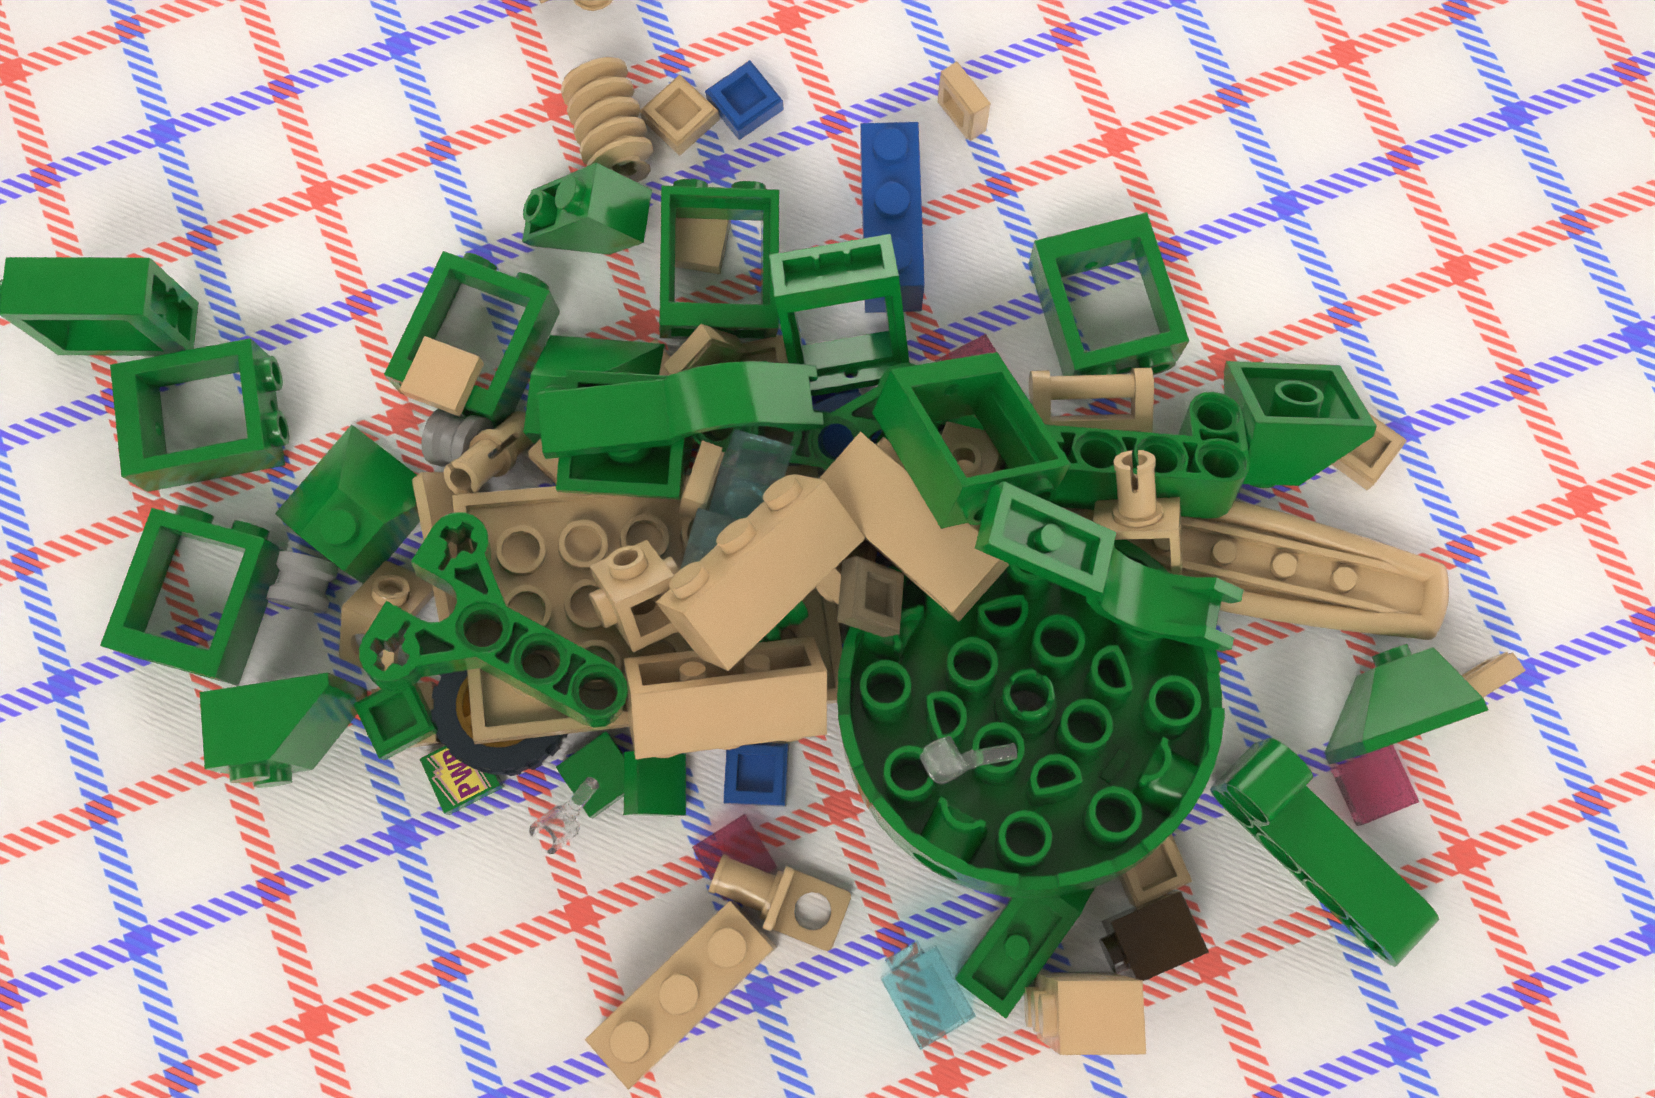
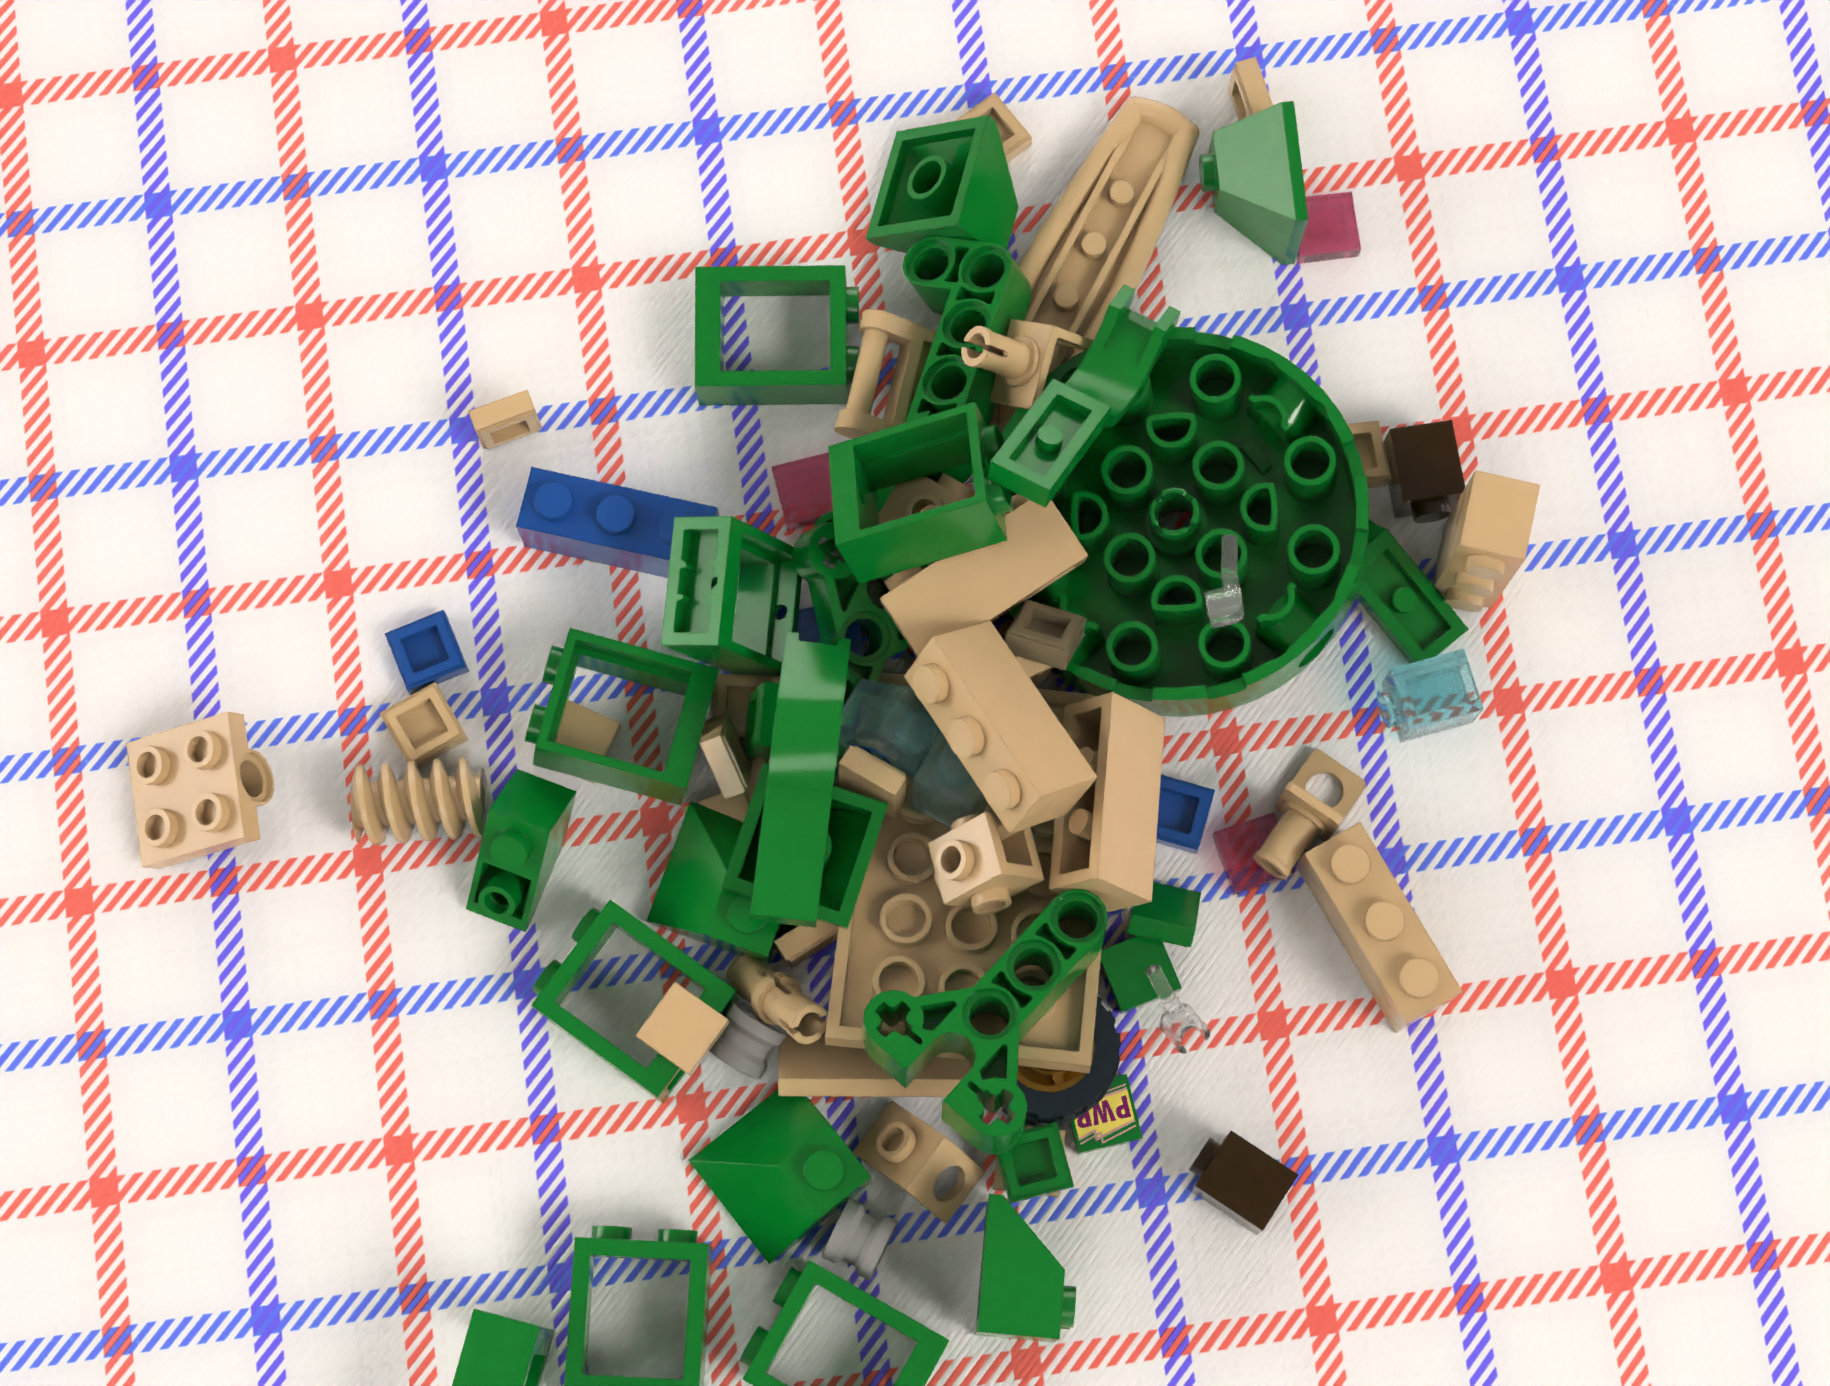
camera: 80 degrees left, 0 degrees up
(417, 915) = (1241, 1180): none -> dark brown brick
(1272, 802) = (1325, 321): green beam -> none

